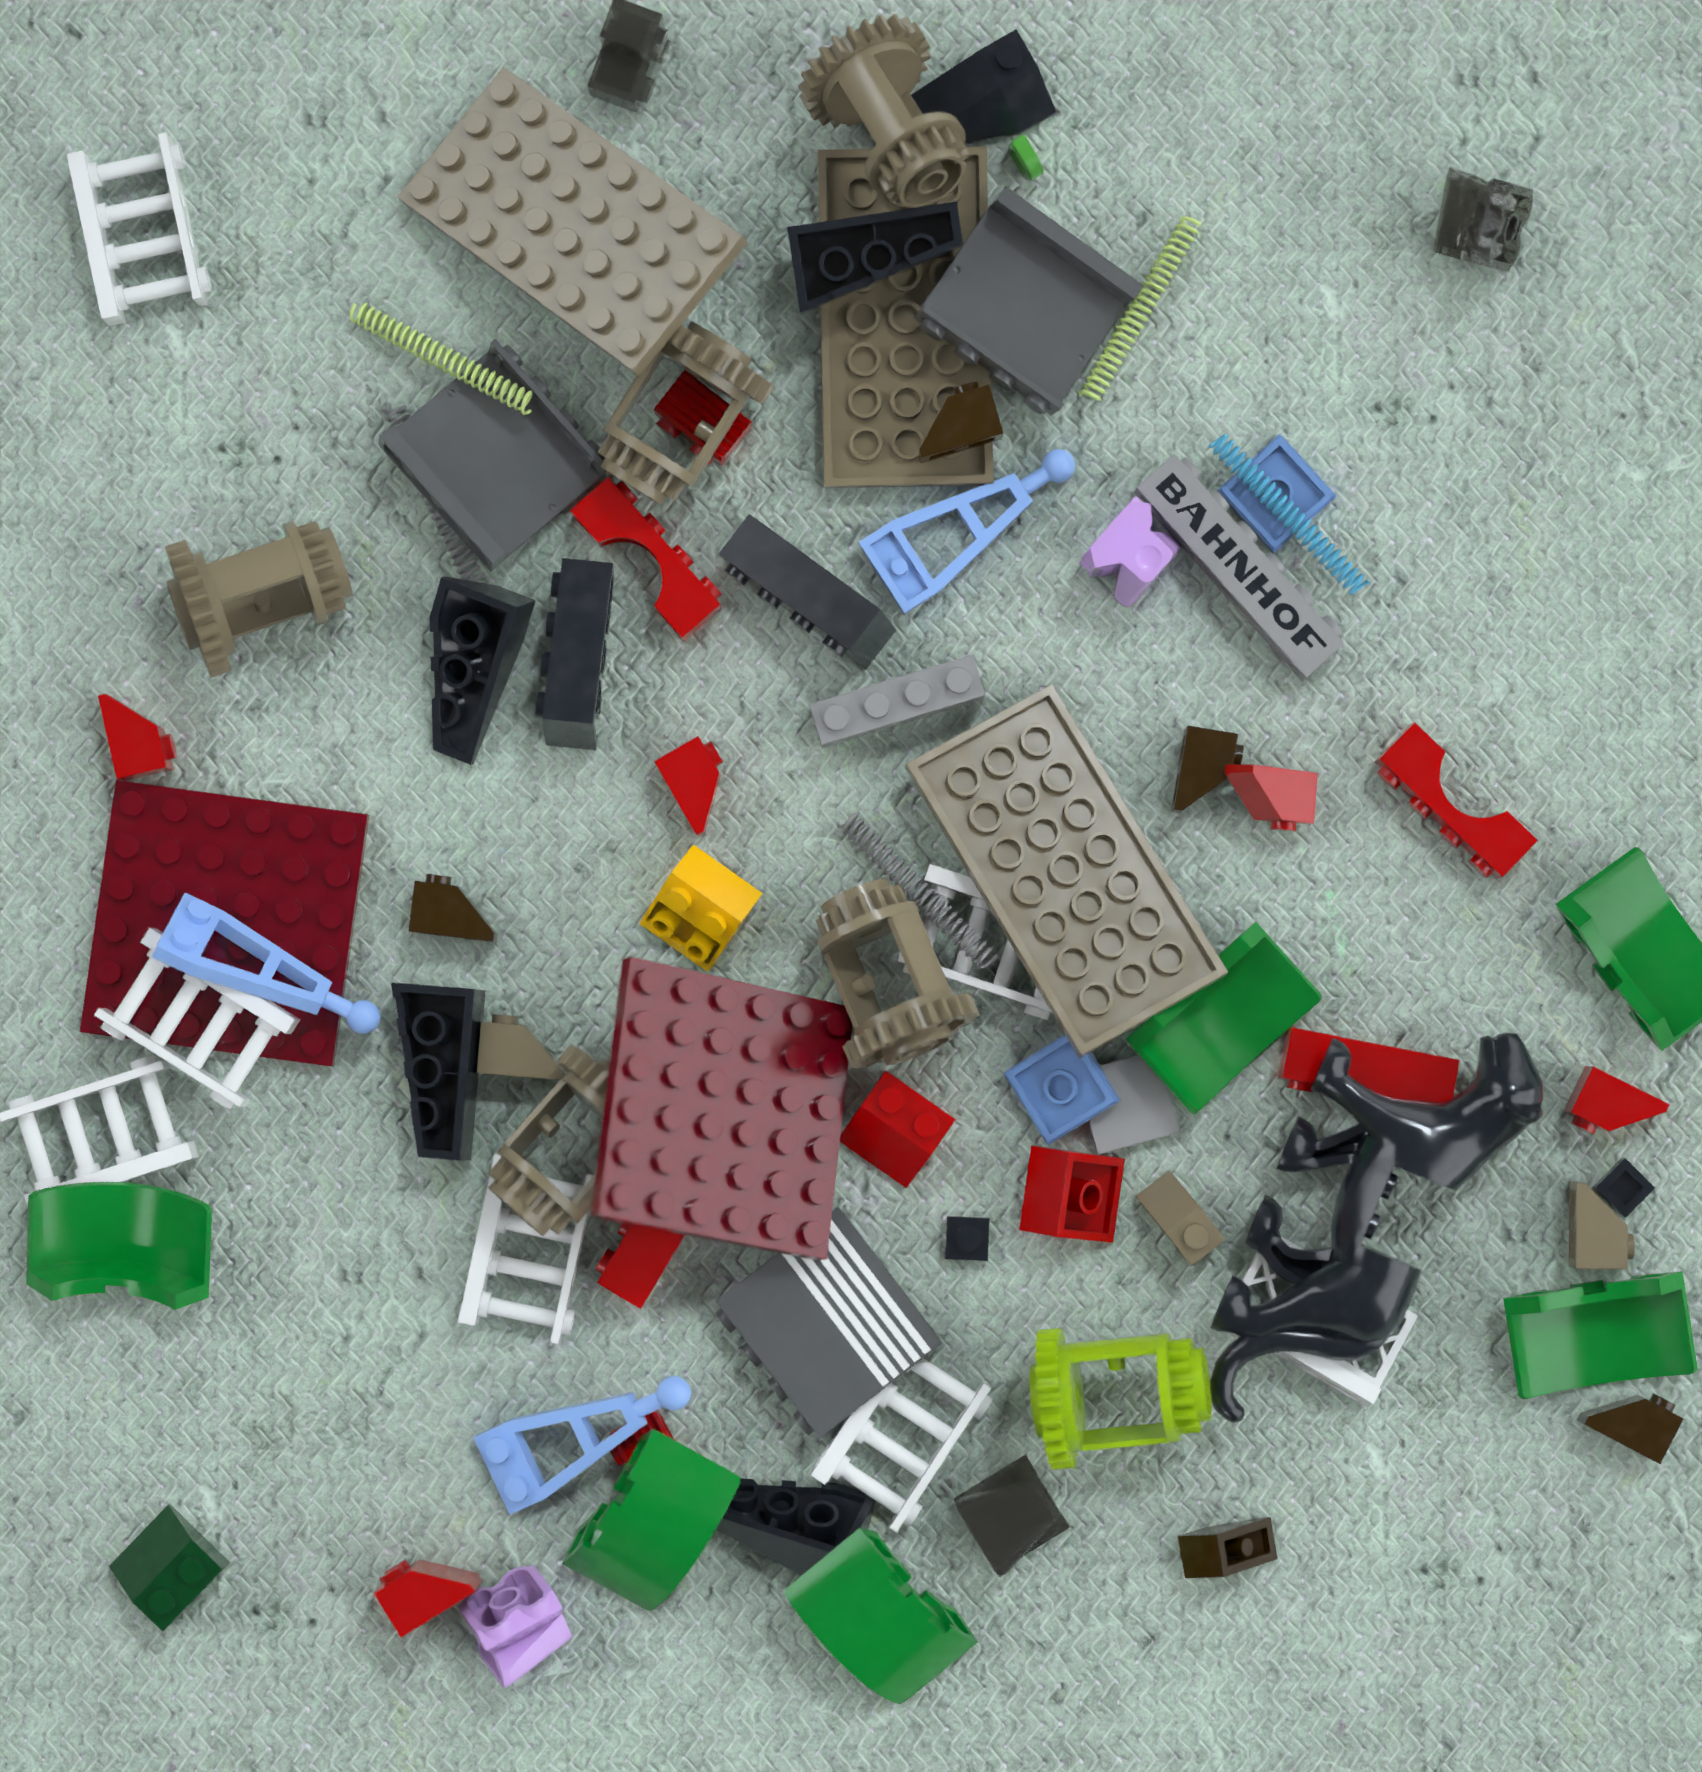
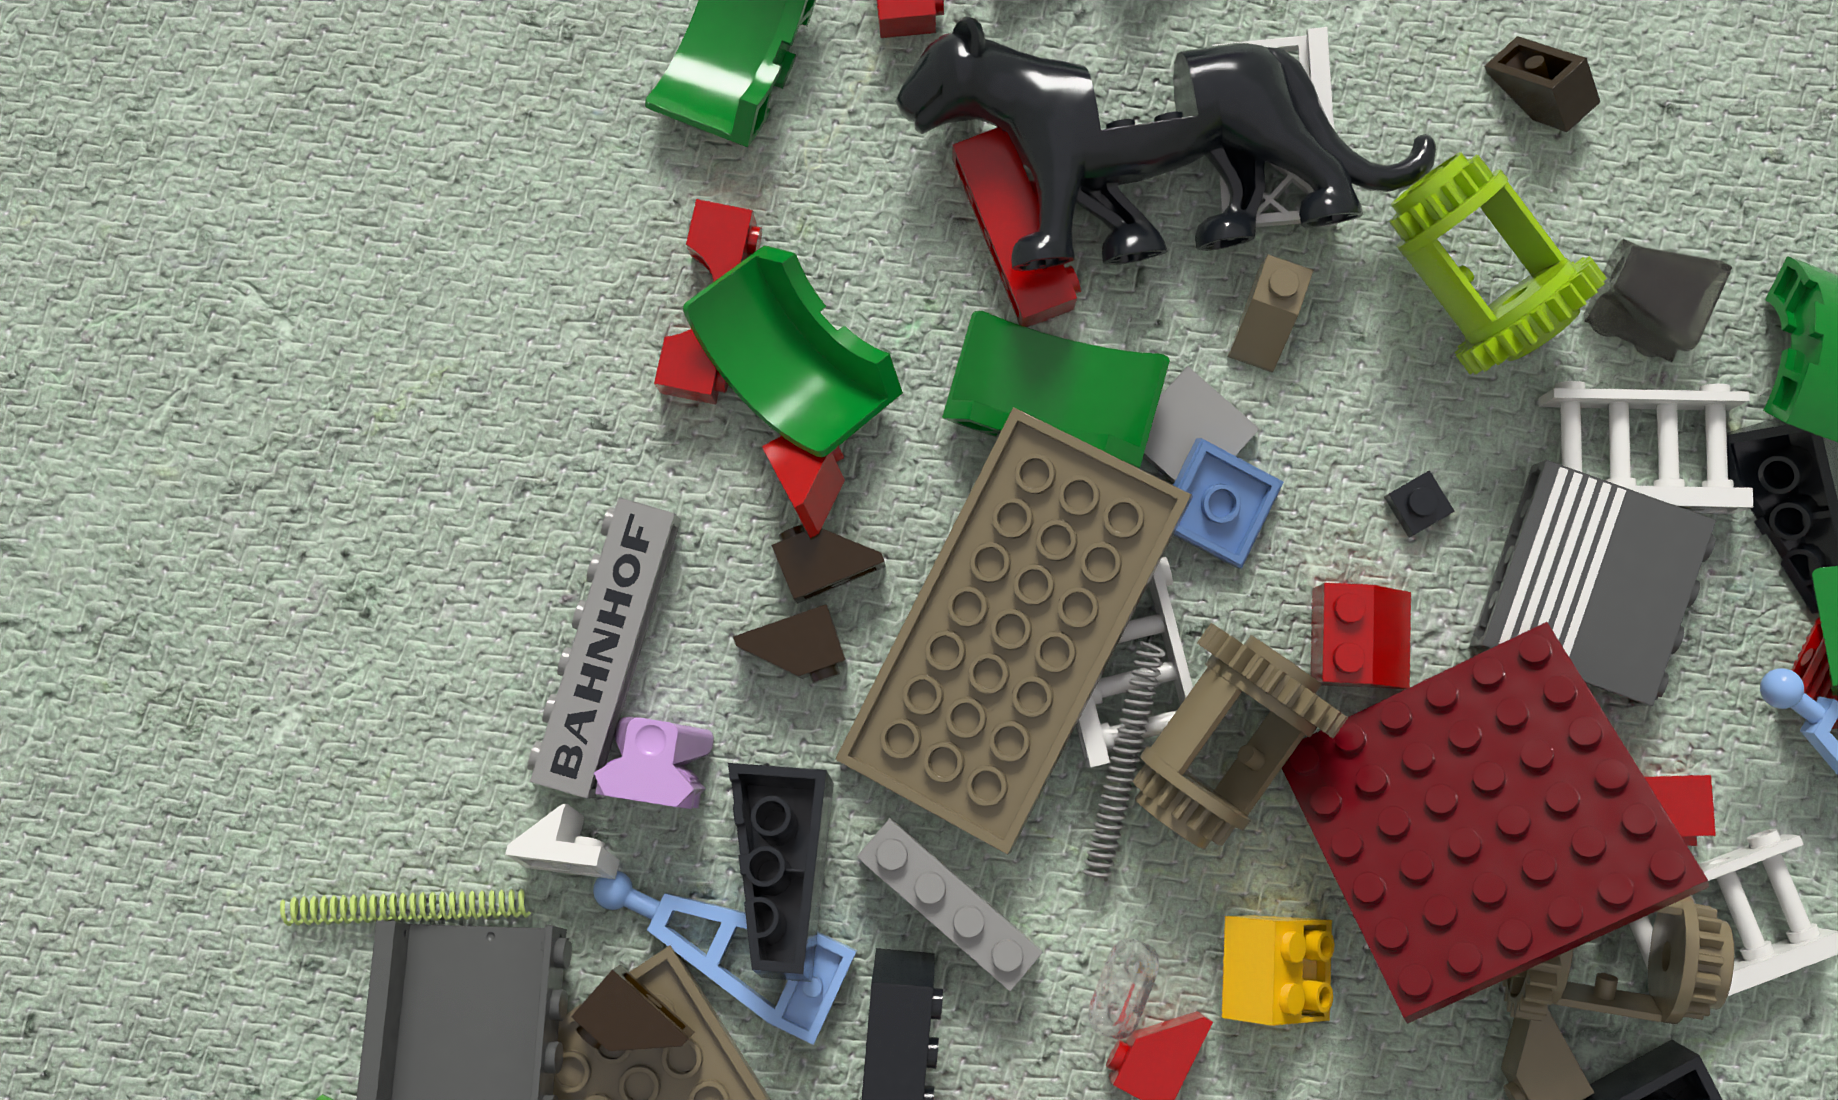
camera: 120 degrees left, 5 degrees down
(756, 788) = (1123, 988): none -> clear plate
(1003, 600) = (782, 858): none -> black wedge
(1071, 1194) = (1316, 430): red slope -> none
(1114, 445) = (558, 847): none -> white slope
(1152, 709) = (798, 644): none -> dark brown slope
(1290, 515) = (516, 663): medium azure piece -> none
(1296, 480) = (510, 657): medium blue tile -> none
(1371, 833) = (785, 357): none -> green panel
(1482, 219) = (111, 623): clear smoke piece -> none

